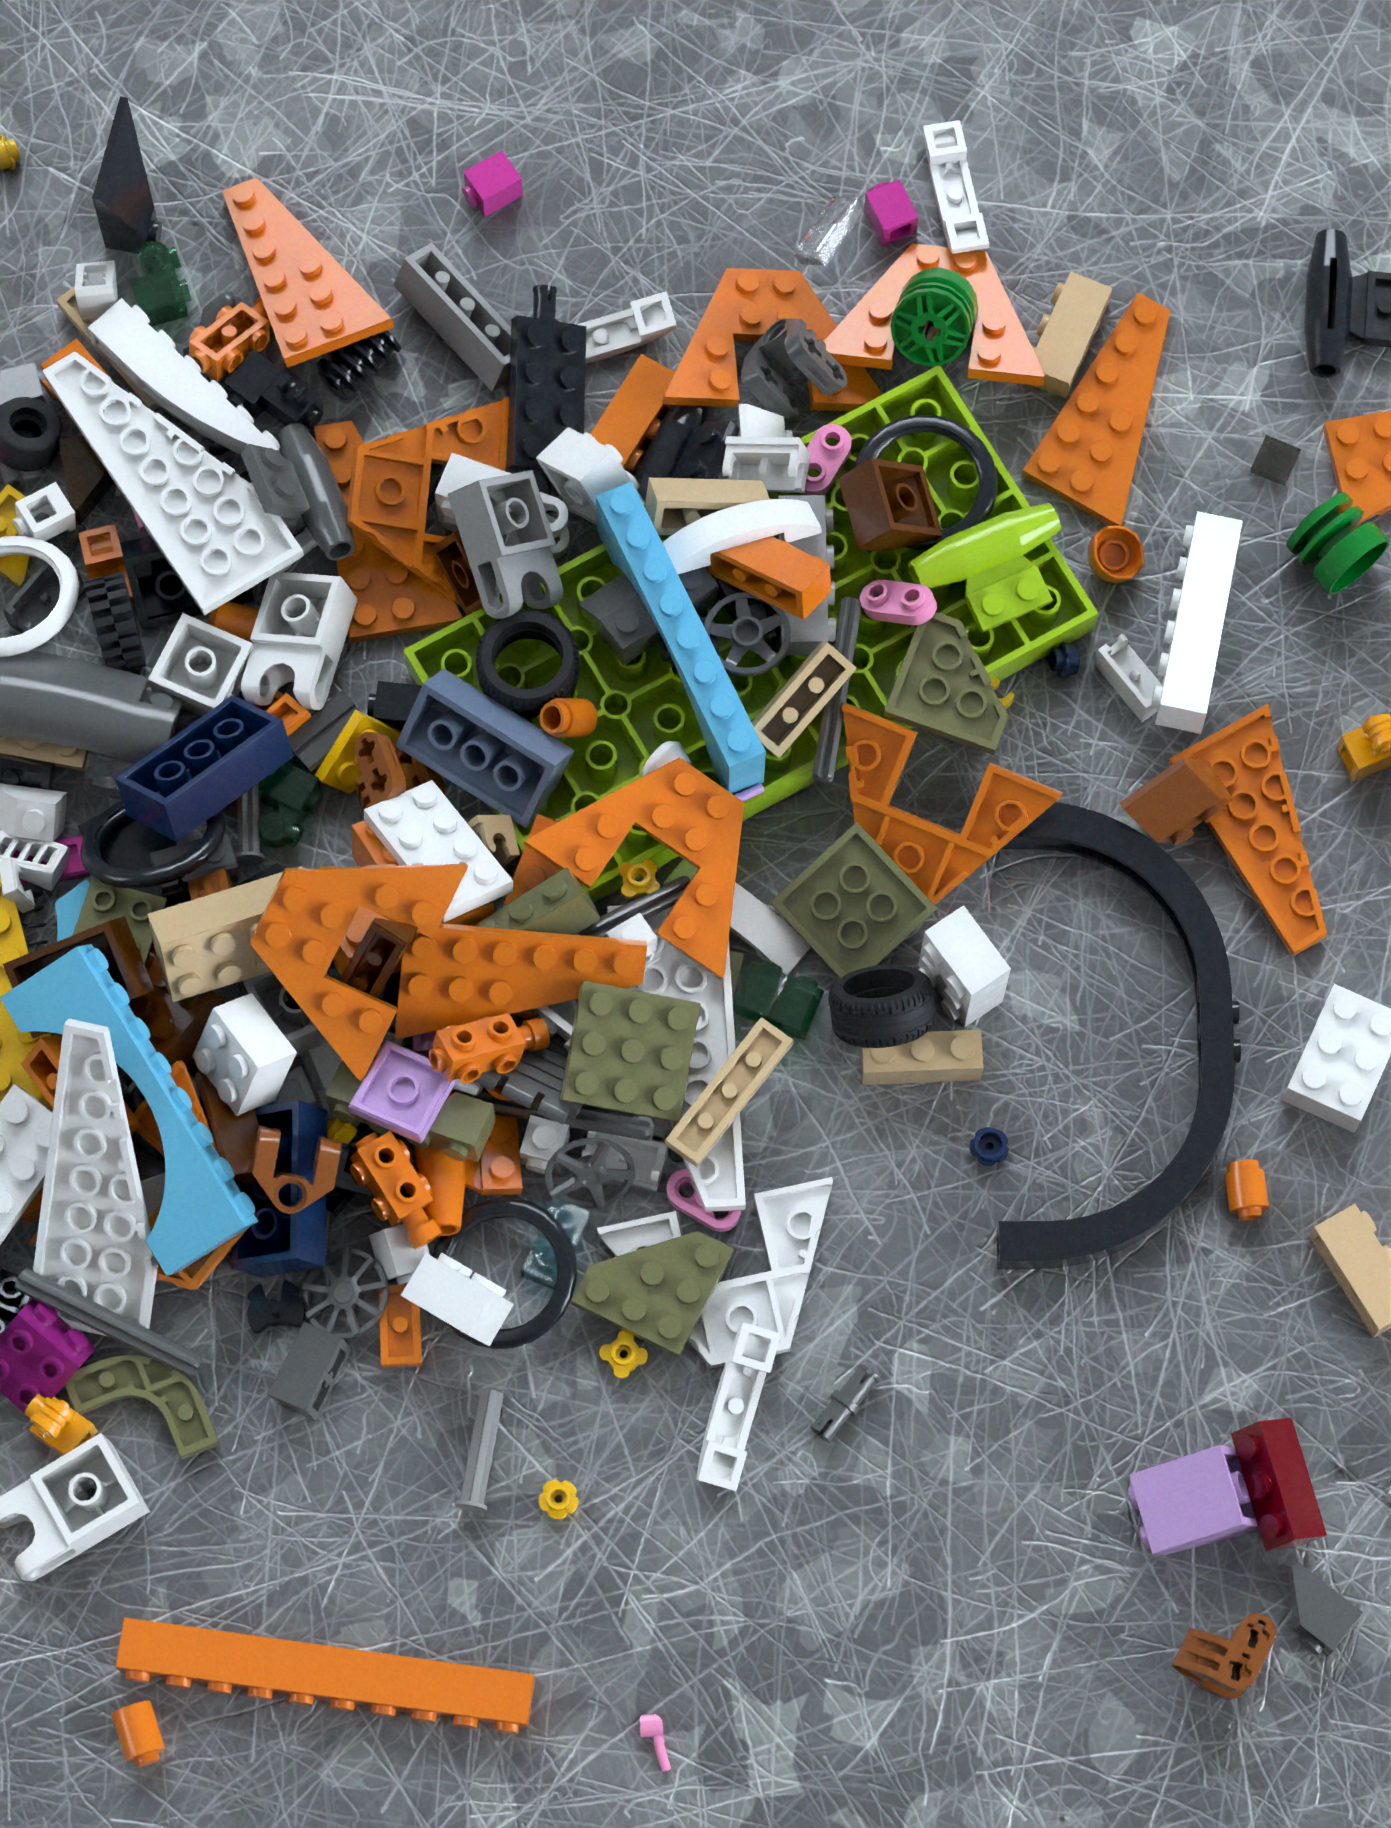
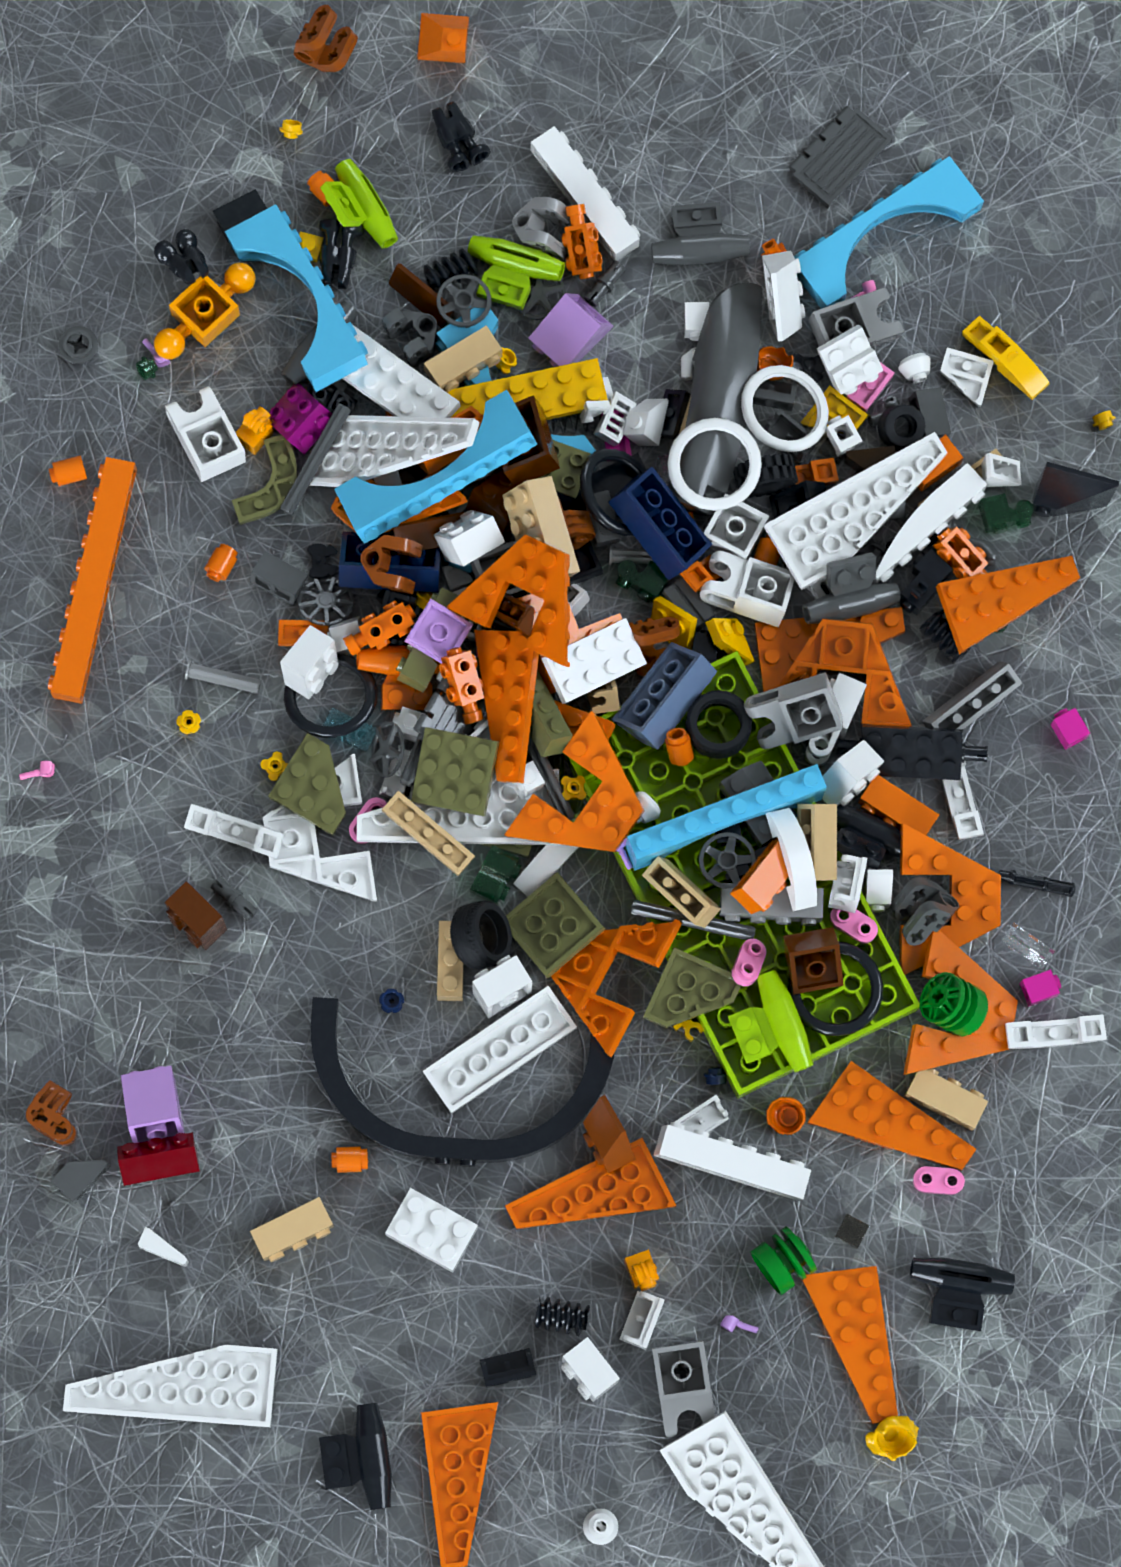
camera: 90 degrees right, 5 degrees up
(118, 746) = (739, 495): none -> white wedge
(288, 1466) = (221, 562): none -> orange brick
(377, 669) = (729, 636): none -> yellow wing
(730, 222) = (1039, 883): none -> black piece
(888, 1449) = (195, 916): none -> reddish brown brick
(1058, 980) = (499, 1049): none -> white plate
(1188, 342) = (938, 1180): none -> bright pink plate

